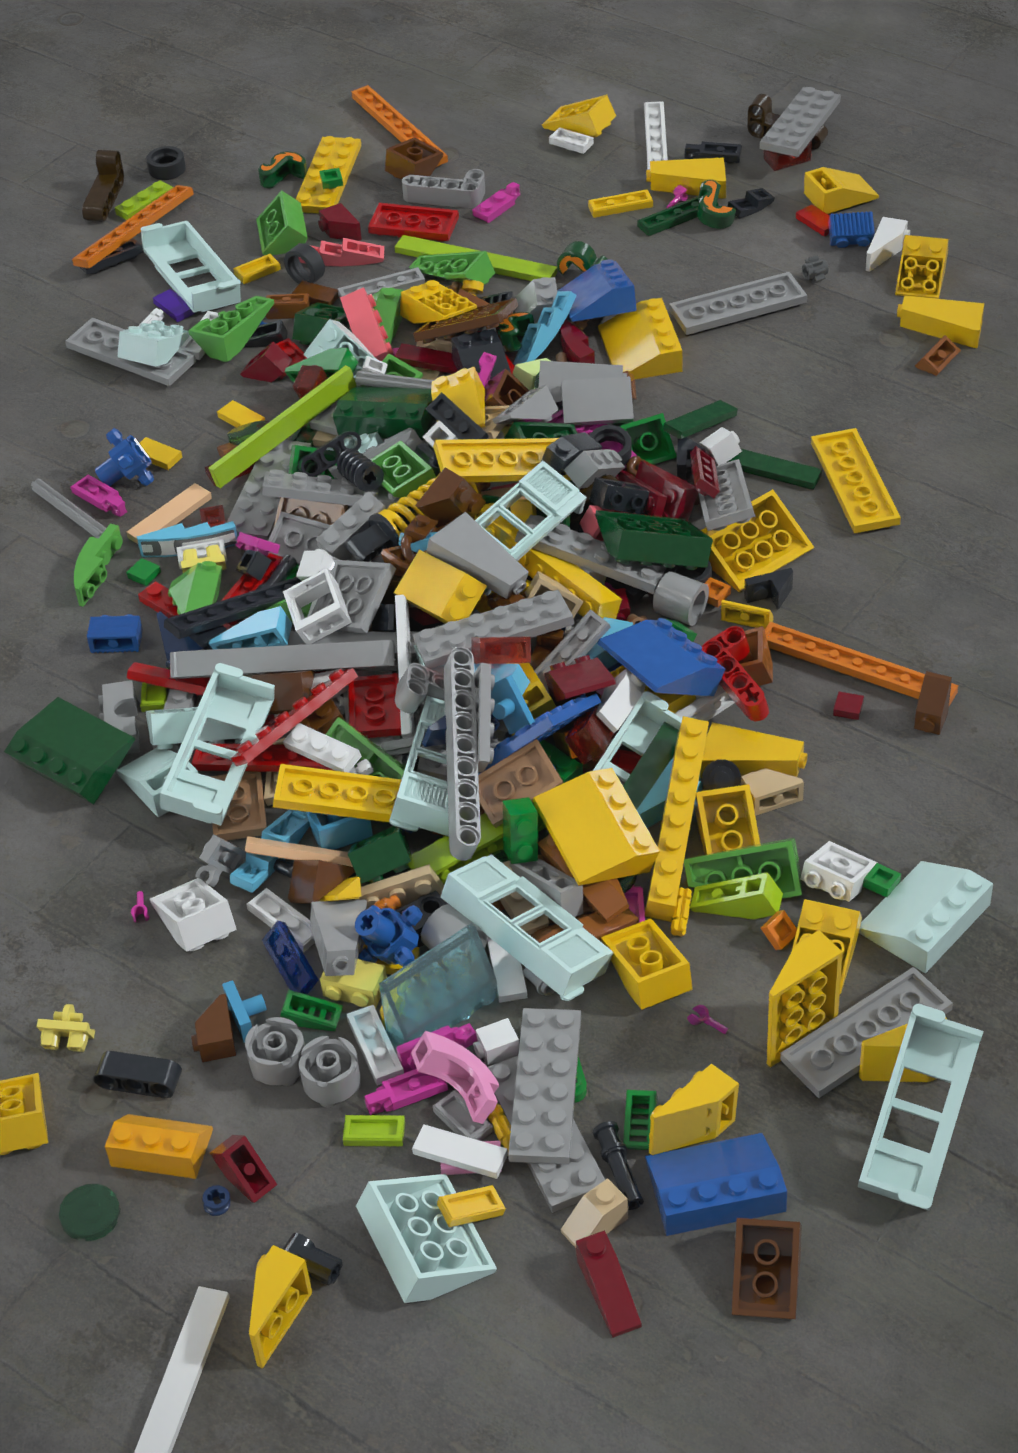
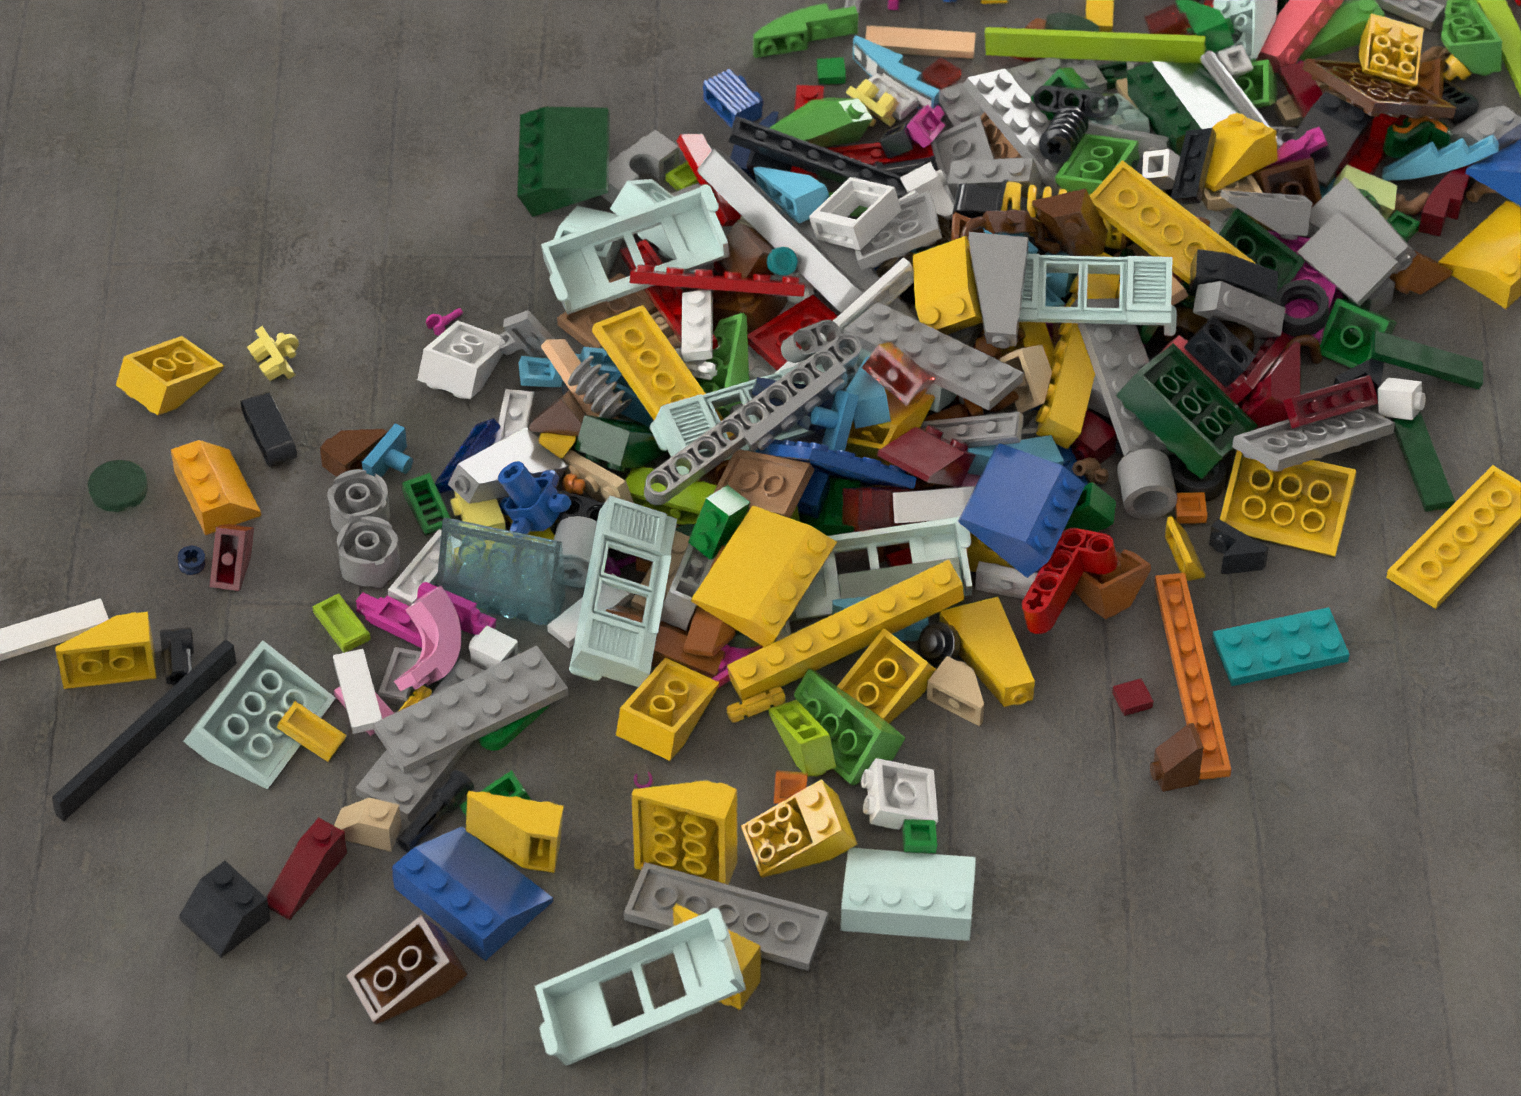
camera: 50 degrees right, 5 degrees up
(316, 669) = (782, 261): none -> teal tile
(323, 836) = (597, 390): none -> light grey piece
(368, 1329) = (144, 730): none -> black tile
(603, 1365) = (225, 909): none -> black slope
(867, 612) = (1280, 646): none -> teal plate

